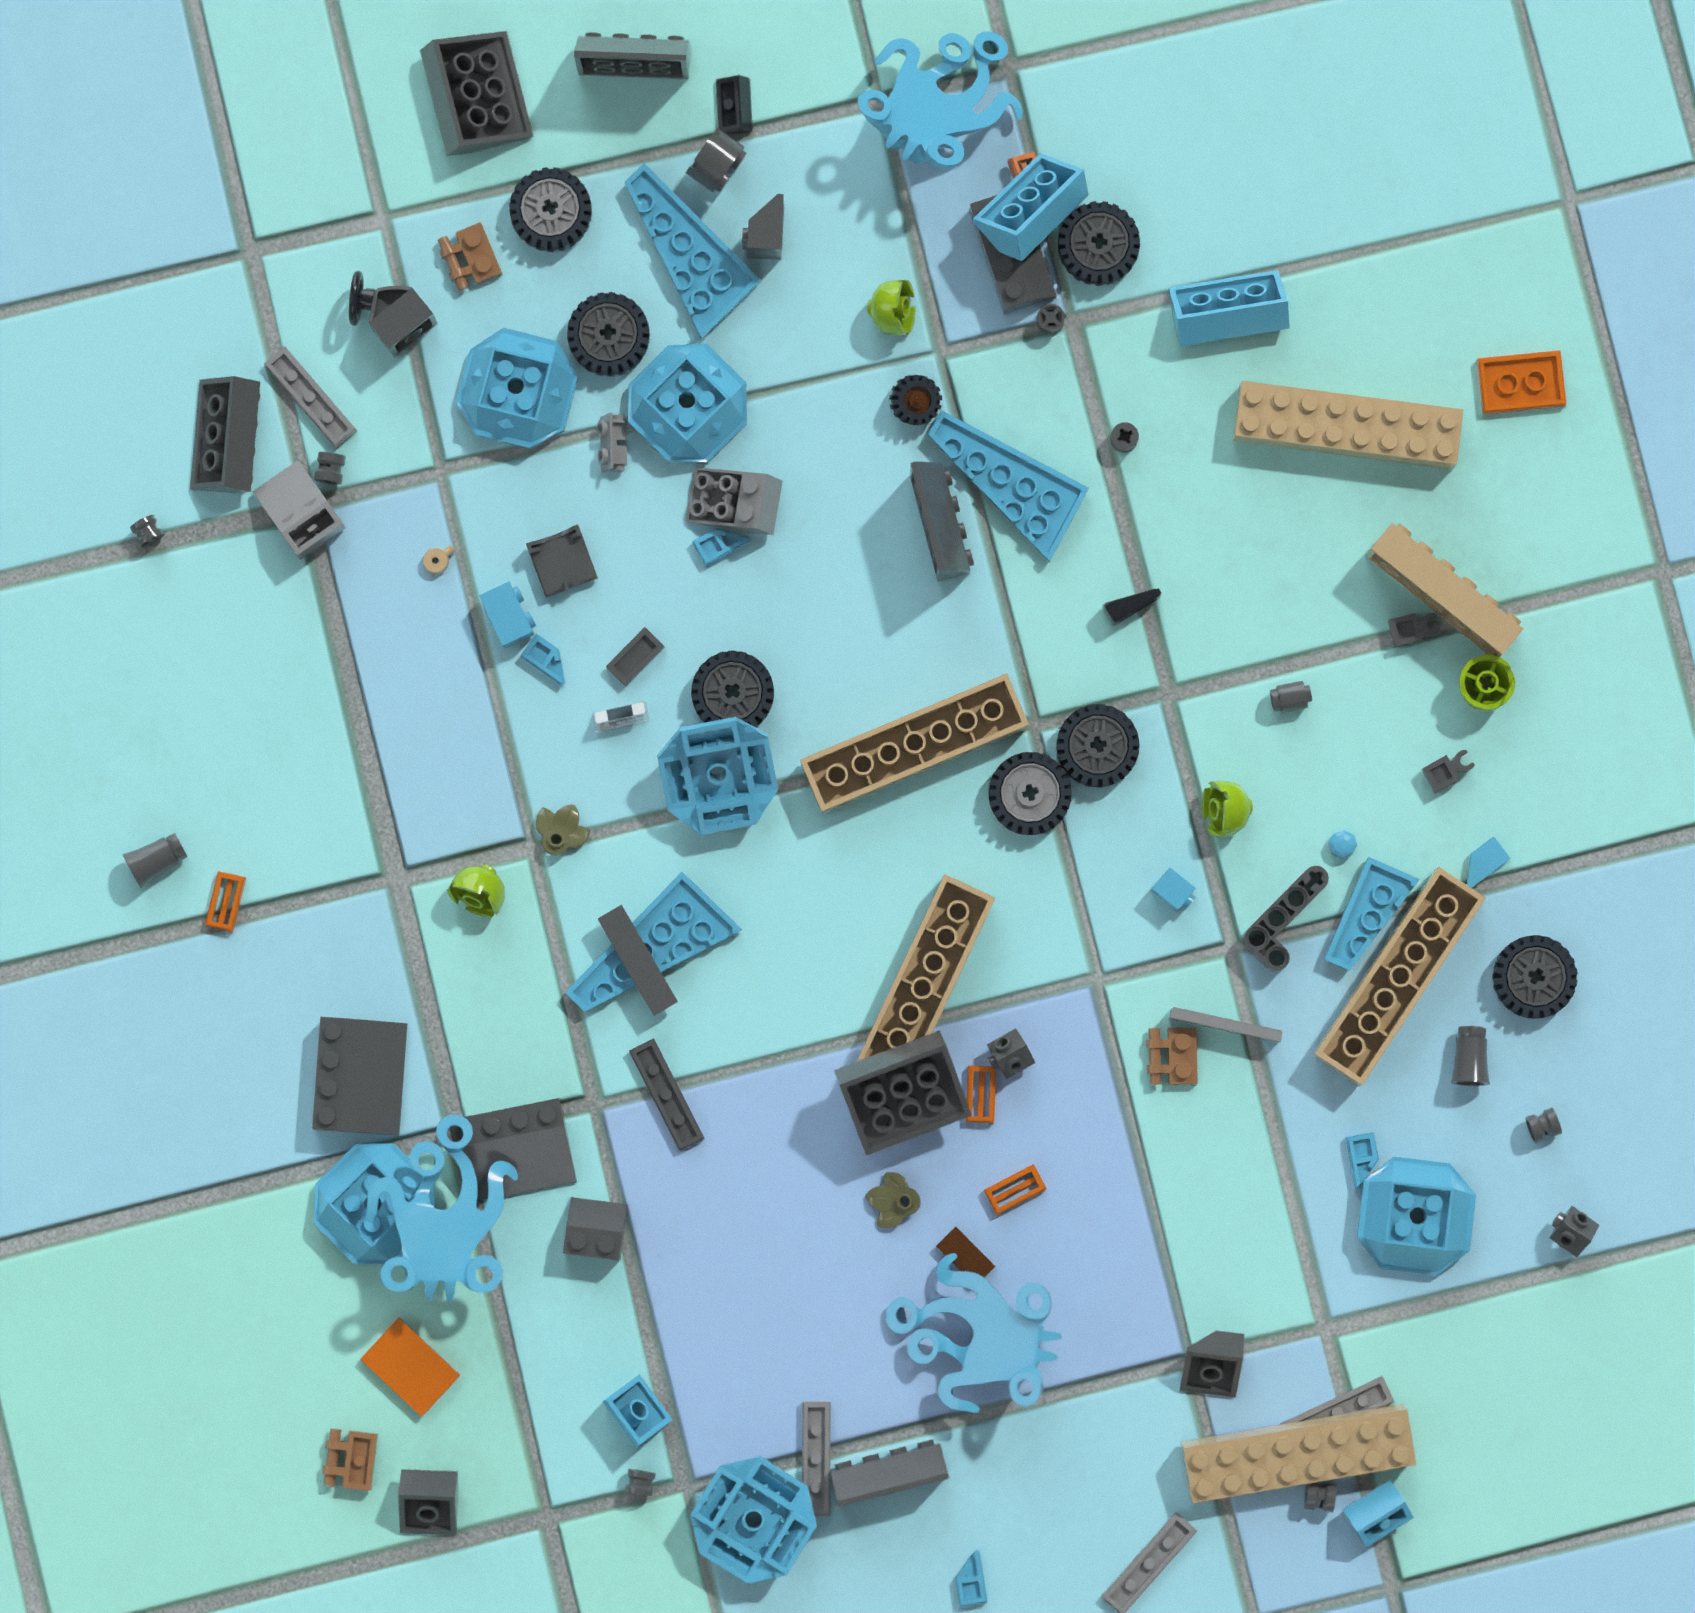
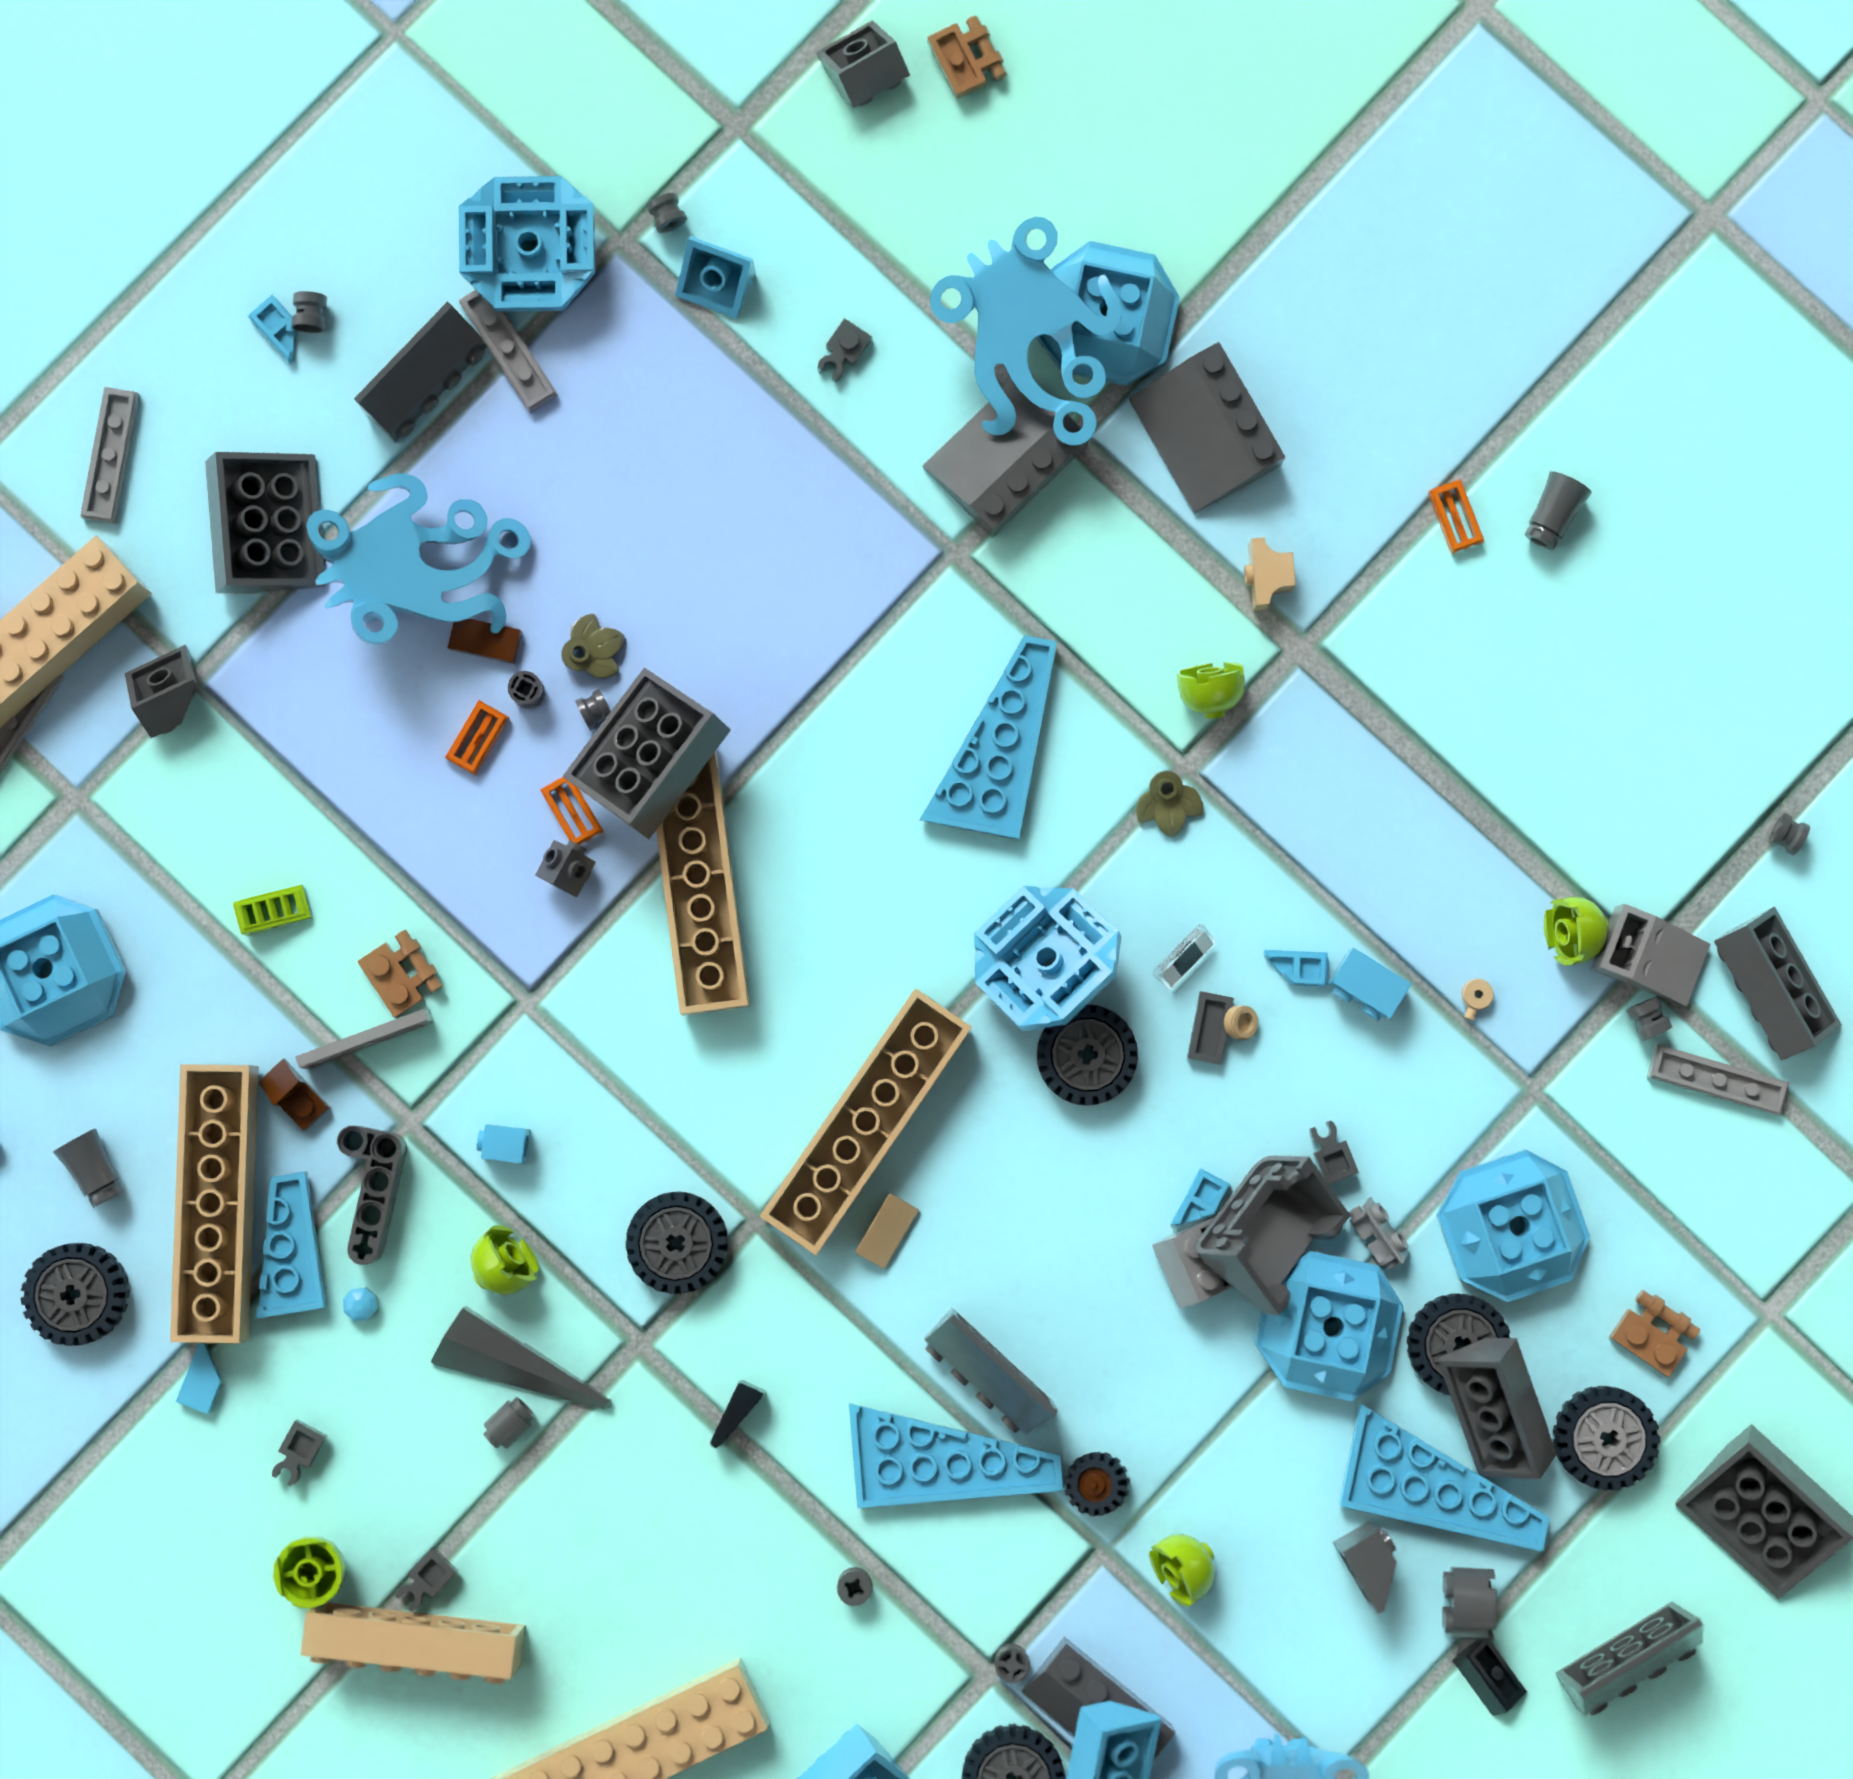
camera: 145 degrees right, 0 degrees up
(339, 560) = (1575, 930): none -> lime cylinder
(385, 945) = (1267, 573): none -> tan brick
(396, 313) = (1695, 1222): dark grey piece -> none
(410, 1367) = (967, 182): orange tile -> none
(562, 561) = (1349, 1077): dark grey piece -> none
(574, 1303) = (846, 345): none -> dark grey plate
(595, 1228) = (872, 428): dark grey slope -> none
(609, 512) = (1335, 1158): none -> dark grey plate
(611, 274) = (1498, 1409): none -> dark grey slope
(611, 646) = (1241, 1022): none -> tan tile
(637, 960) = (1004, 719): dark grey tile -> none
(666, 1094) = (888, 608): dark grey tile -> none
(687, 494) = (1269, 1227): none -> dark grey windscreen
(919, 1154) = (593, 709): none -> dark grey wheel
(941, 1574) = (309, 312): none -> dark grey wheel
(948, 662) = (887, 1230): none -> tan slope
(958, 1199) = (529, 696): none -> dark grey wheel
(1010, 783) = (688, 1147): wheel -> none
(1068, 1440) = (260, 521): none -> dark grey slope
(1257, 1165) = (255, 902): none -> lime slope
(1274, 754) = (489, 1352): none -> dark grey wedge
(1299, 1019) = (293, 1094): none -> reddish brown slope
(1362, 1156) = (143, 996): medium azure tile -> none

